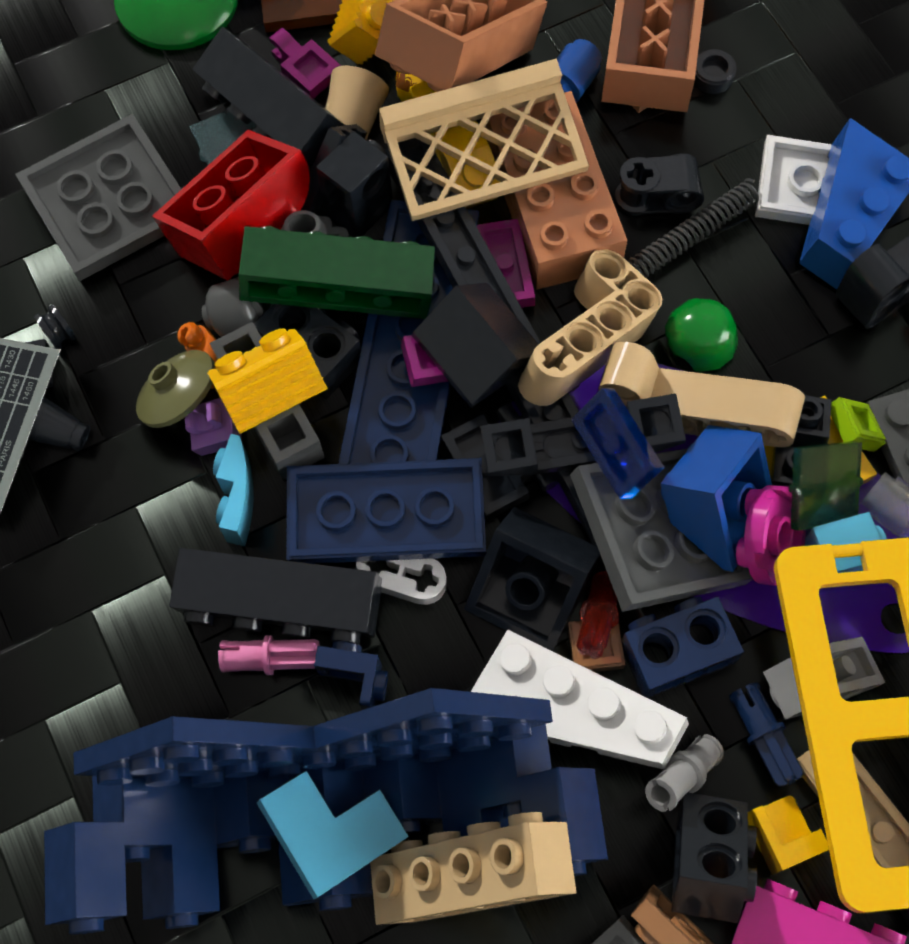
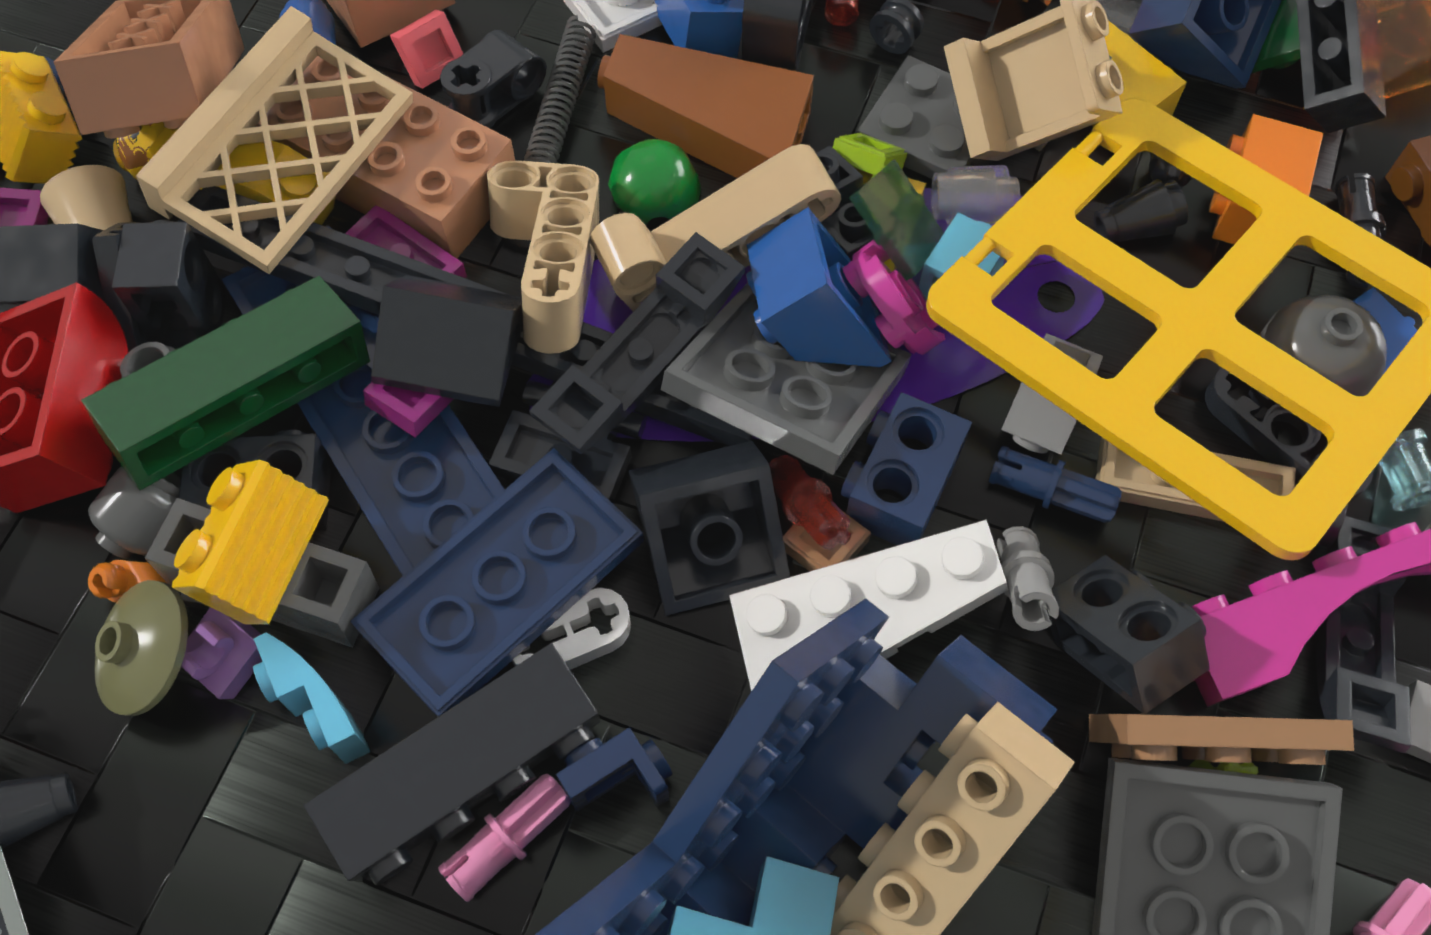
camera: 45 degrees left, 5 degrees down
(617, 443) = (684, 317): clear blue plate -> none
(639, 134) = (427, 47): none -> coral tile
(785, 312) = (706, 102): none -> dark orange slope
(785, 834) = (1167, 563): yellow panel -> none

